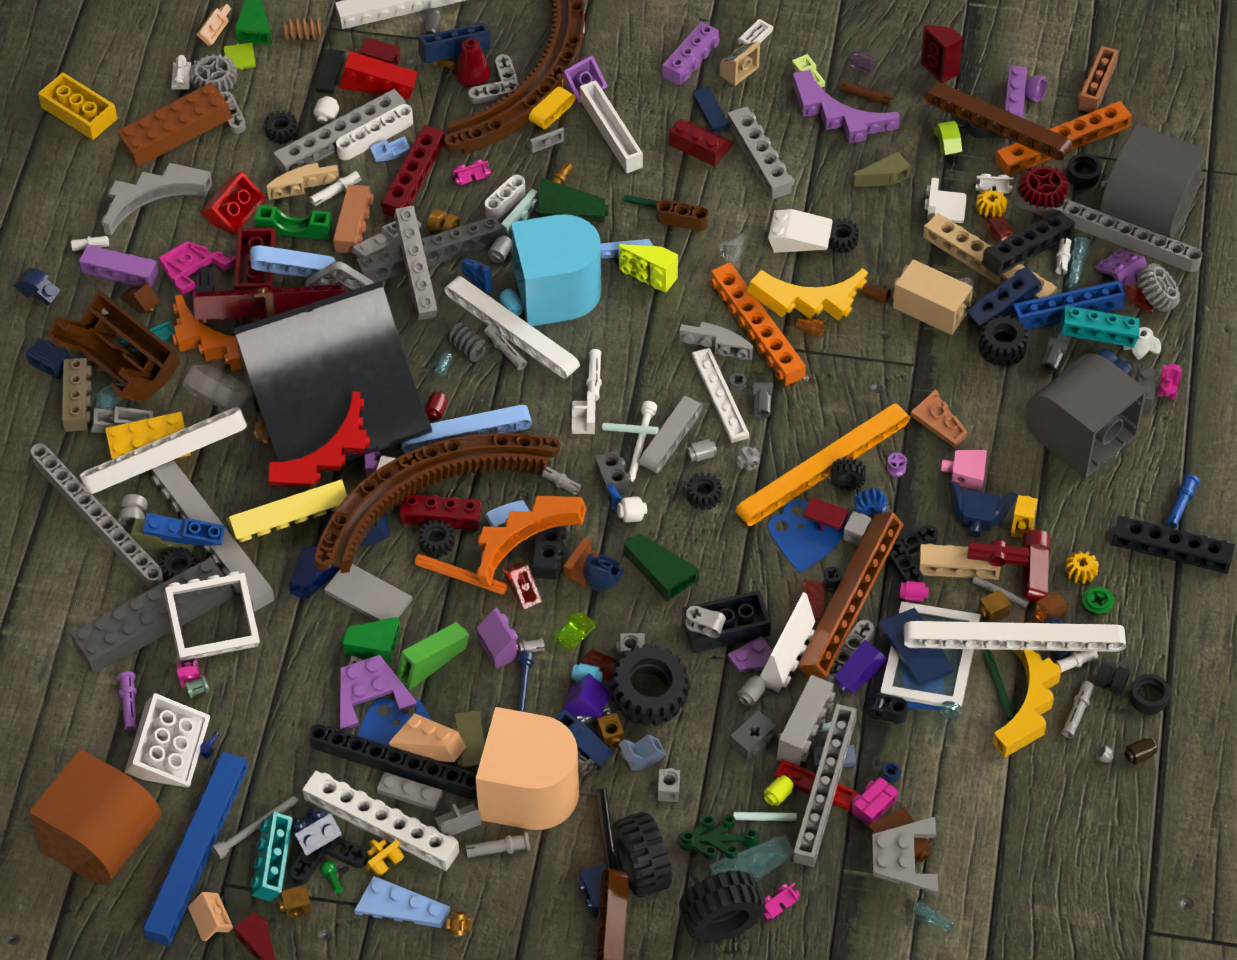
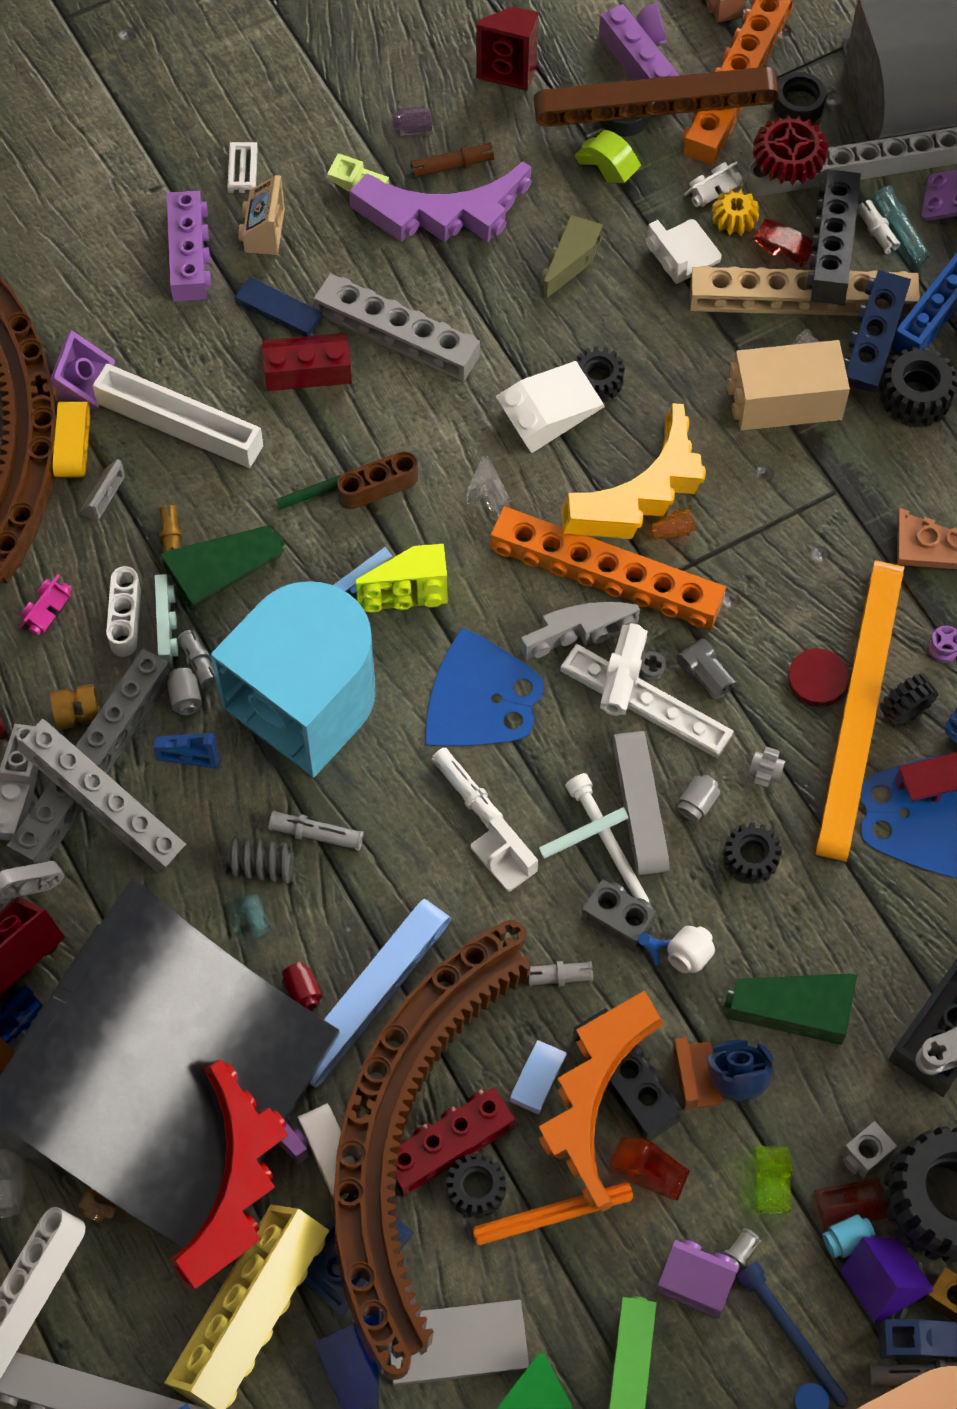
camera: 40 degrees left, 10 degrees up
(511, 301) = (268, 760): medium azure brick -> none
(512, 327) = (298, 795): white beam -> none
(629, 341) = (462, 693): none -> blue piece
(718, 370) = (623, 669): none -> white piece
(815, 437) = (818, 677): none -> dark red tile
(877, 292) = (710, 424): reddish brown cone -> none

